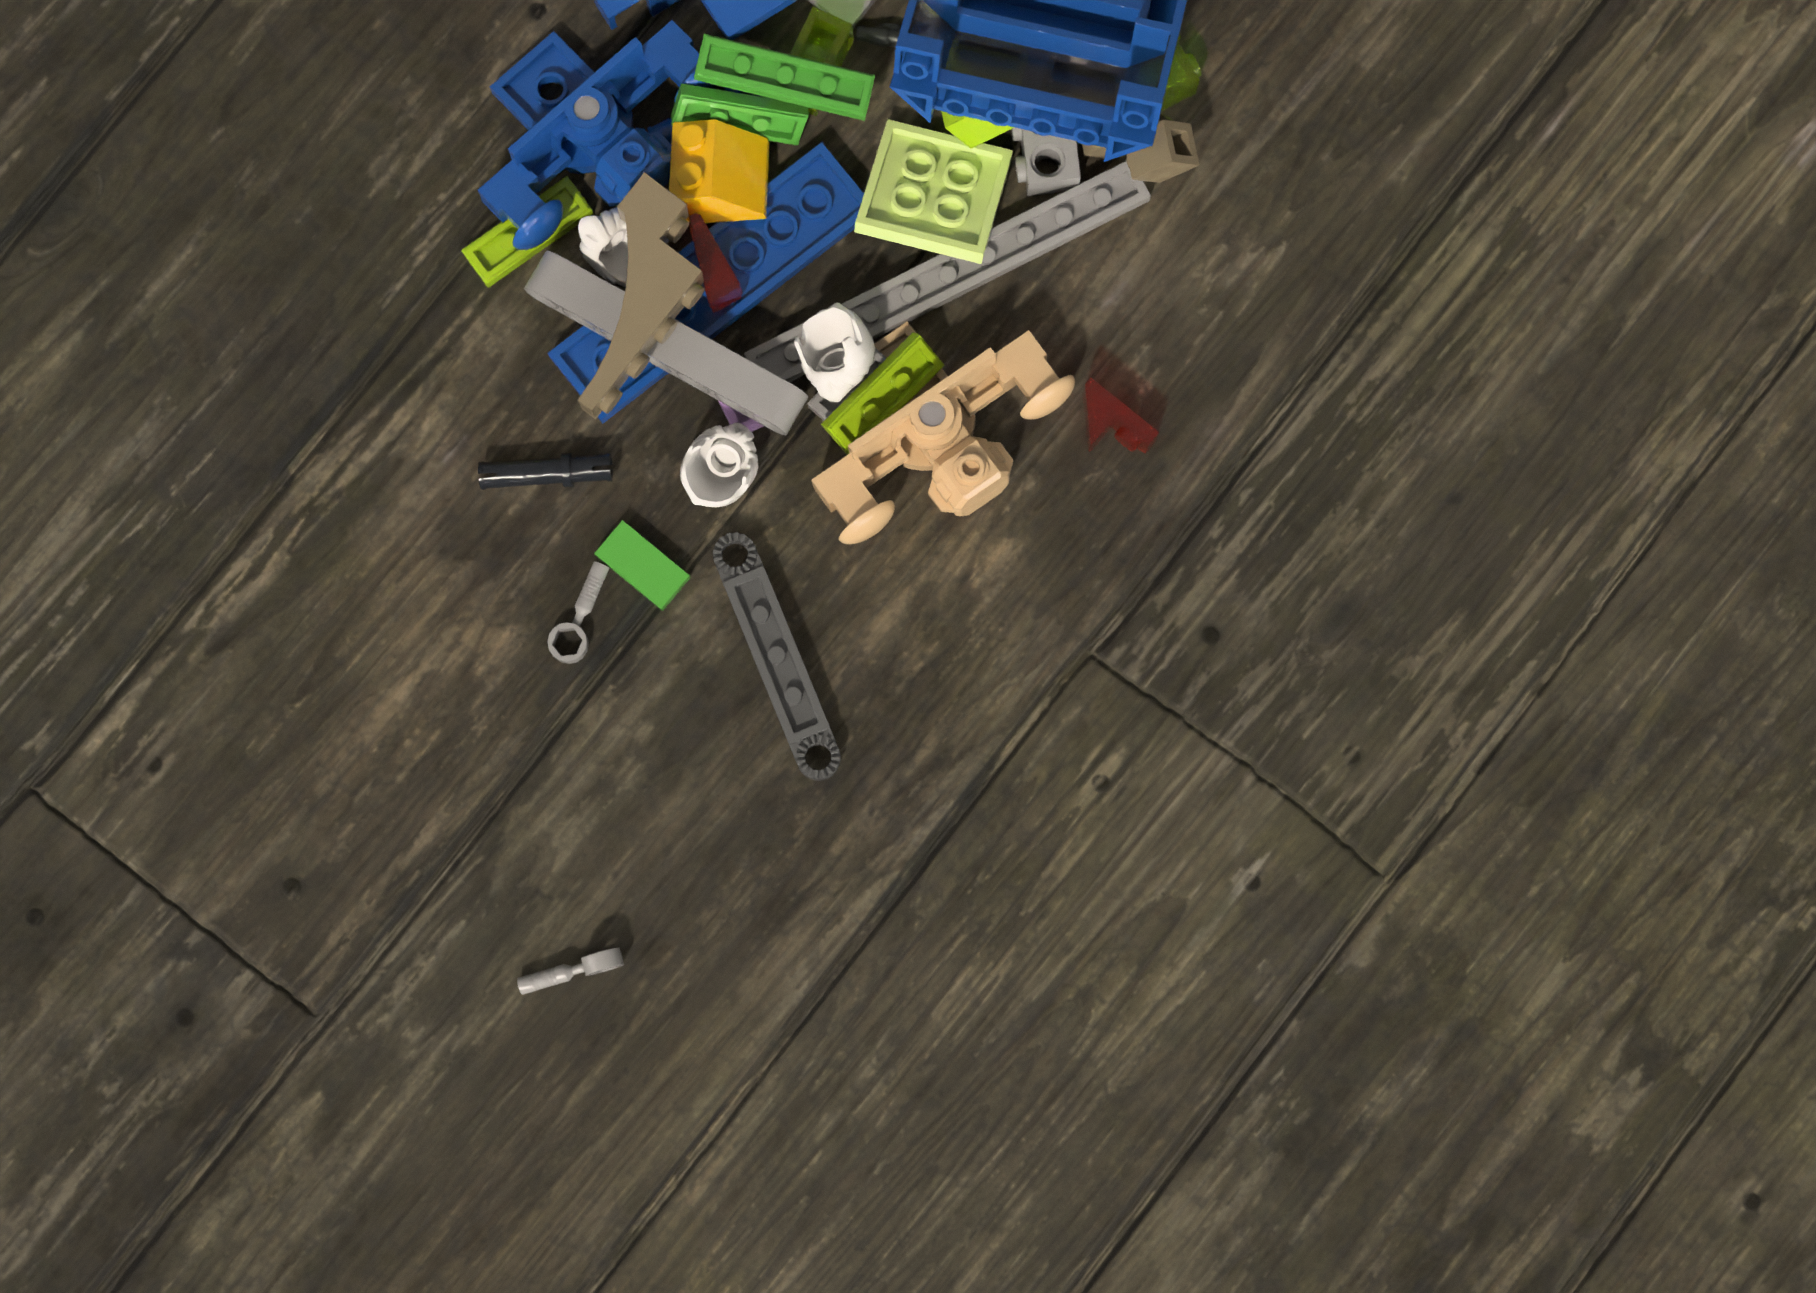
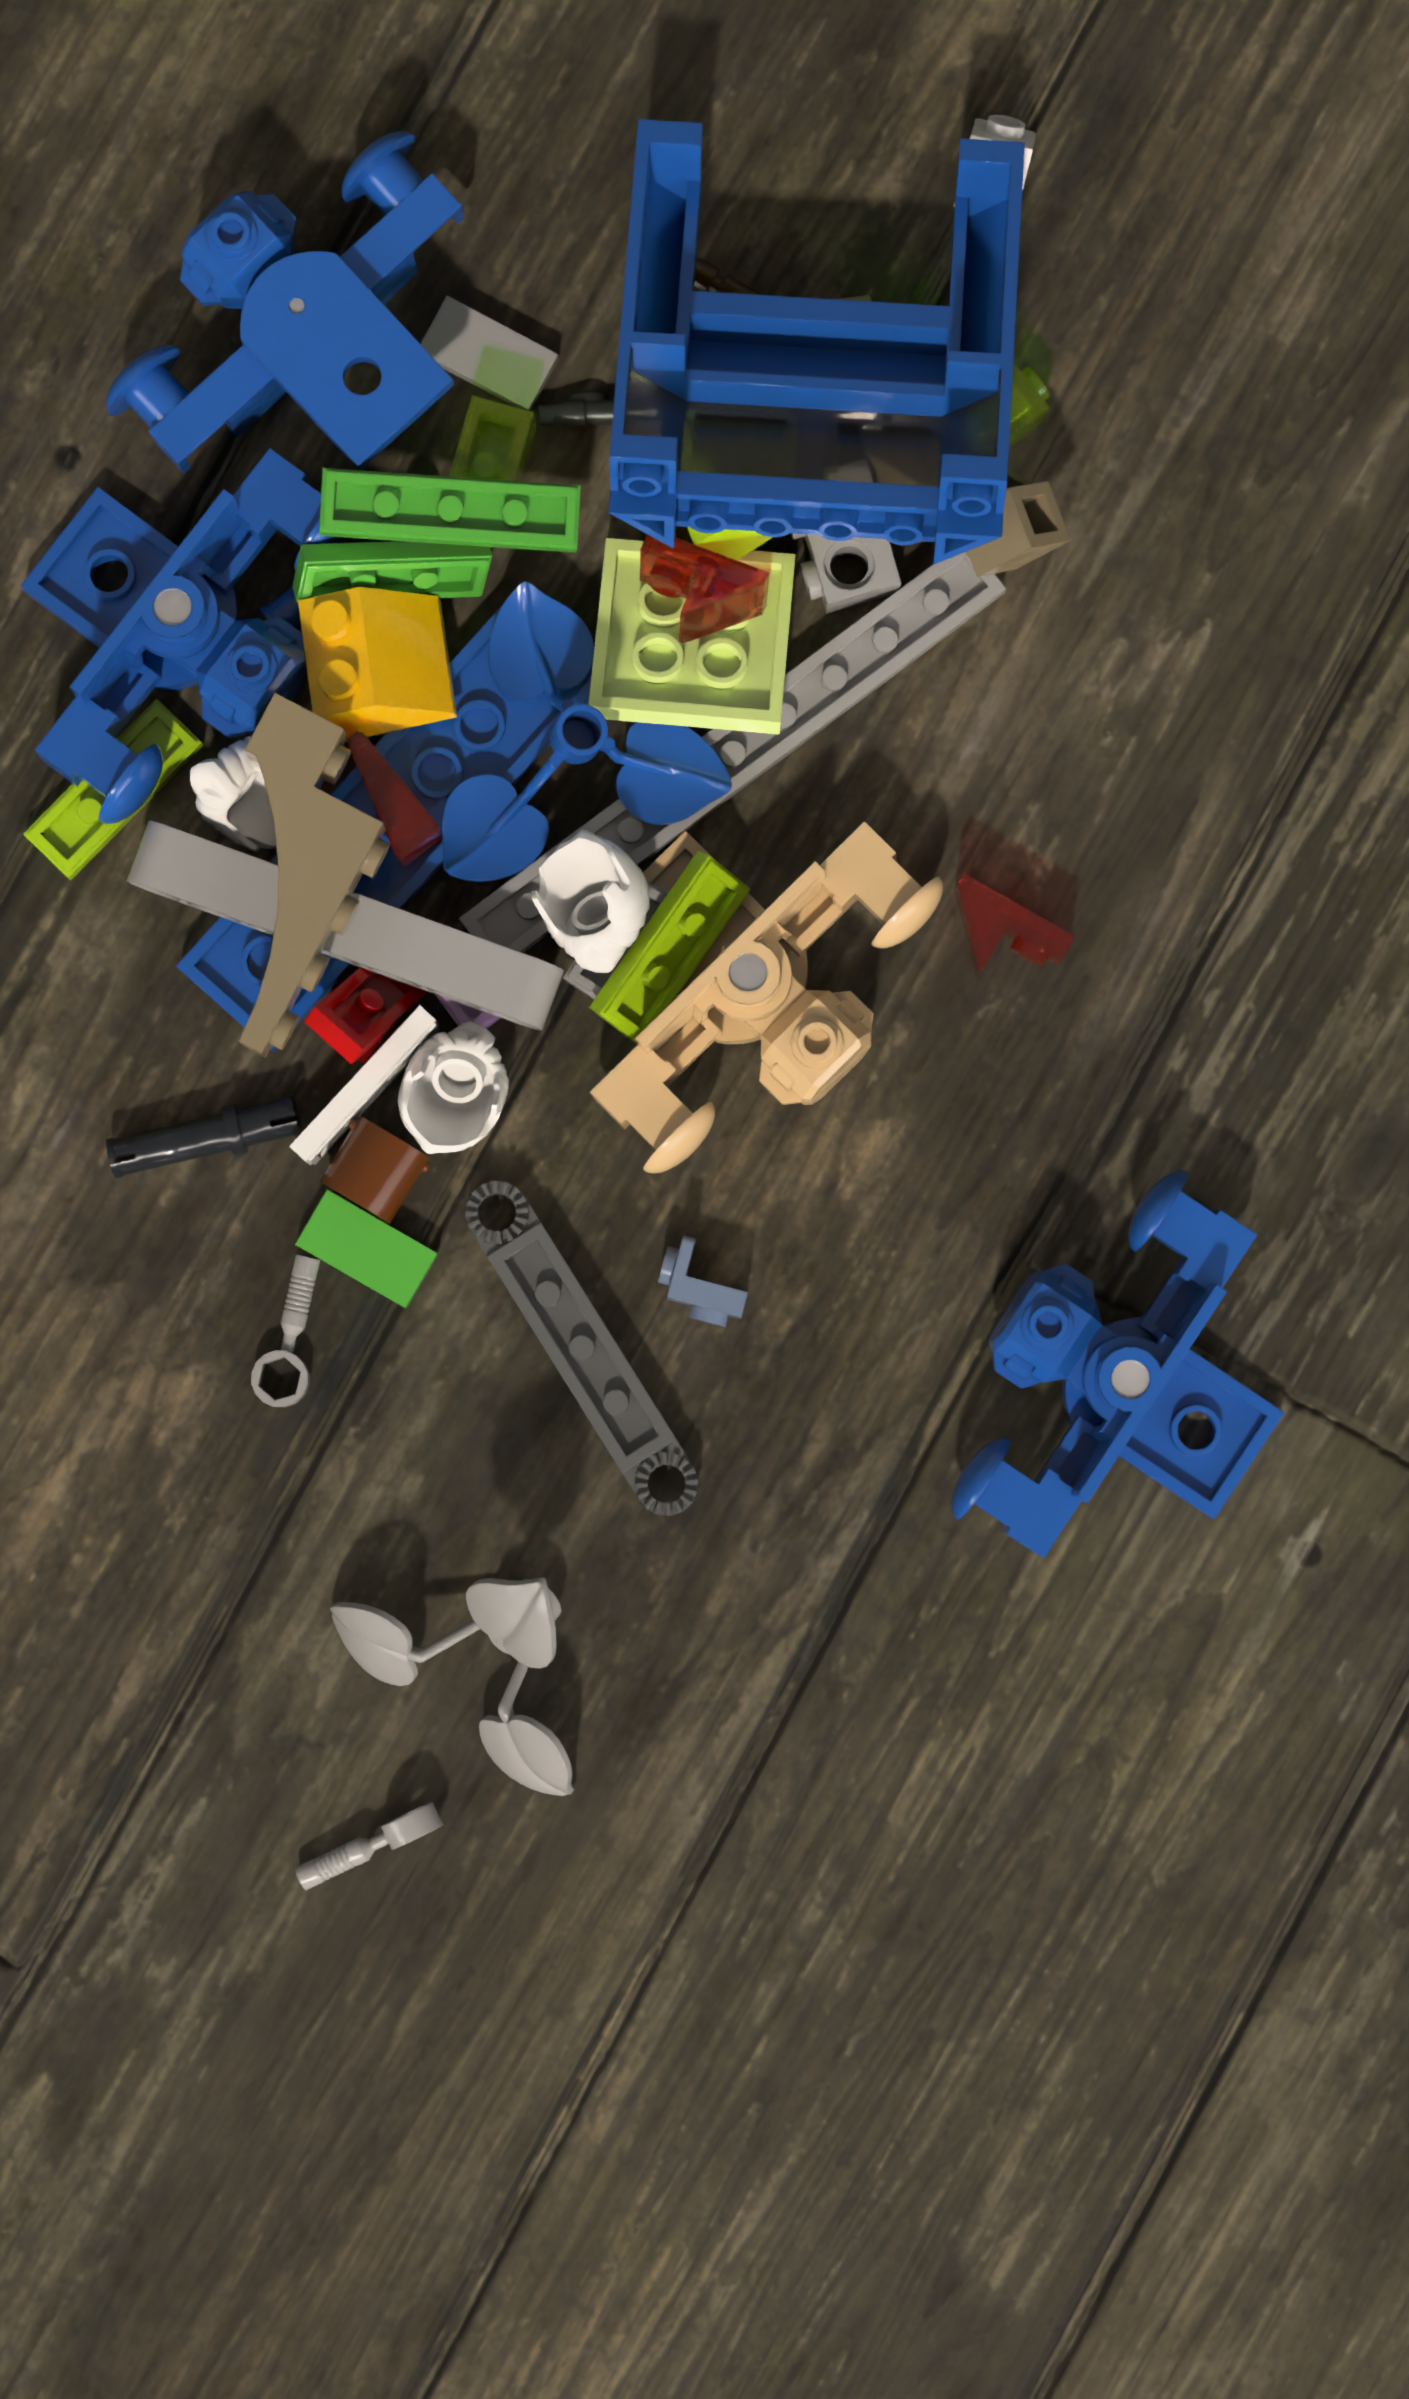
camera: 10 degrees left, 5 degrees up
(657, 510) = (374, 1169): none -> reddish brown piece
(658, 455) = (365, 1086): none -> white tile
(668, 405) = (363, 1013): none -> red slope
(700, 830) = (519, 1623): none -> light grey plant
(835, 183) = (545, 648): none -> blue plant
(868, 637) = (708, 1300): none -> sand blue bracket
(952, 158) = (715, 586): none -> clear red slope
(1143, 739) = (1124, 1380): none -> blue piece

